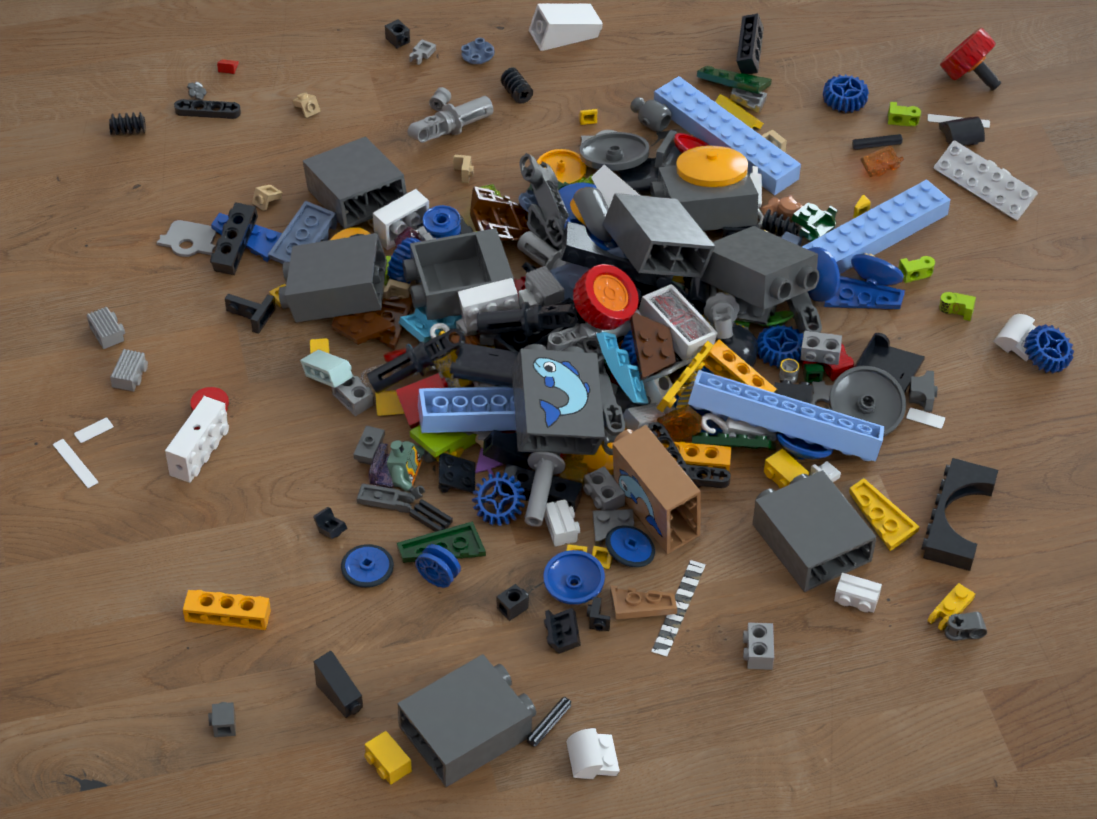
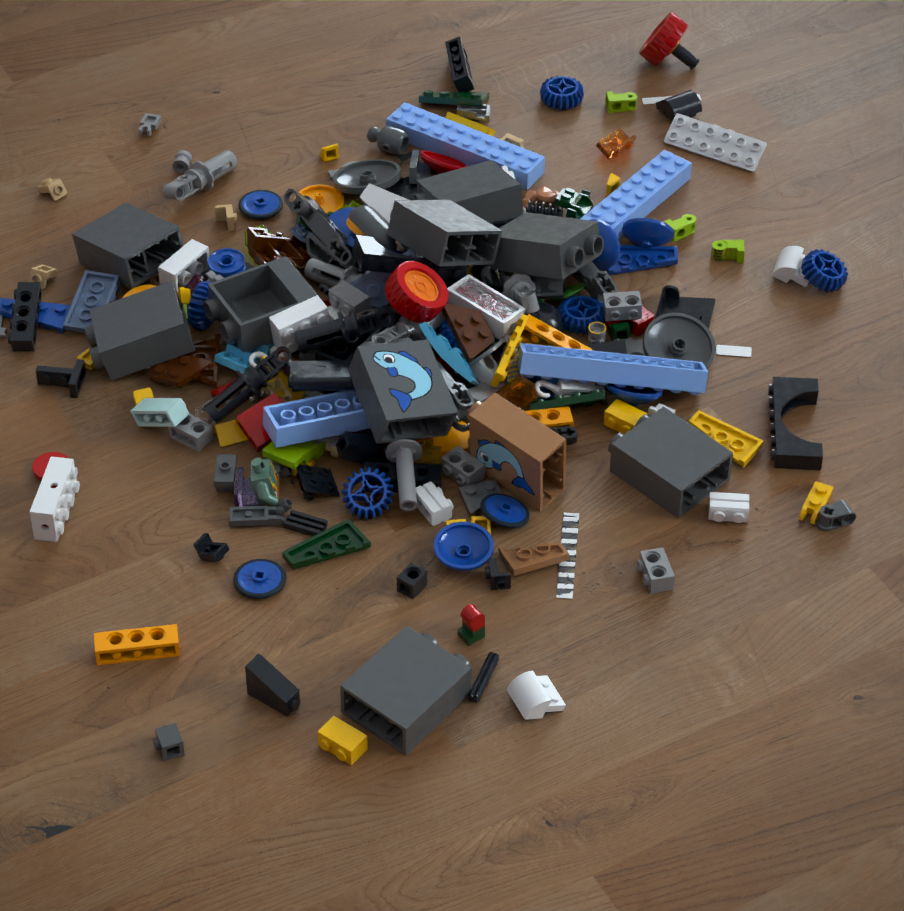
camera: 15 degrees left, 5 degrees down
(391, 246) = (185, 295): none -> yellow slope
(396, 288) = (202, 331): tan bracket -> none
(397, 33) = (119, 112): black brick -> none
(437, 565) = (331, 562): blue wheel -> none
(477, 51) = (203, 115): sand blue dish -> none
(485, 463) = (342, 466): medium lavender piece -> none
(501, 160) = (260, 204): none -> blue wheel
(516, 85) = (252, 137): black piece -> none
(555, 664) = (472, 625): none -> leg
(562, 630) = (468, 592): black bracket -> none
(563, 24) = (277, 78): white slope -> none
(712, 166) = (467, 169): light orange dish -> none
(877, 141) = (604, 128): black axle -> none
(923, 391) = (724, 327): dark grey brick -> none

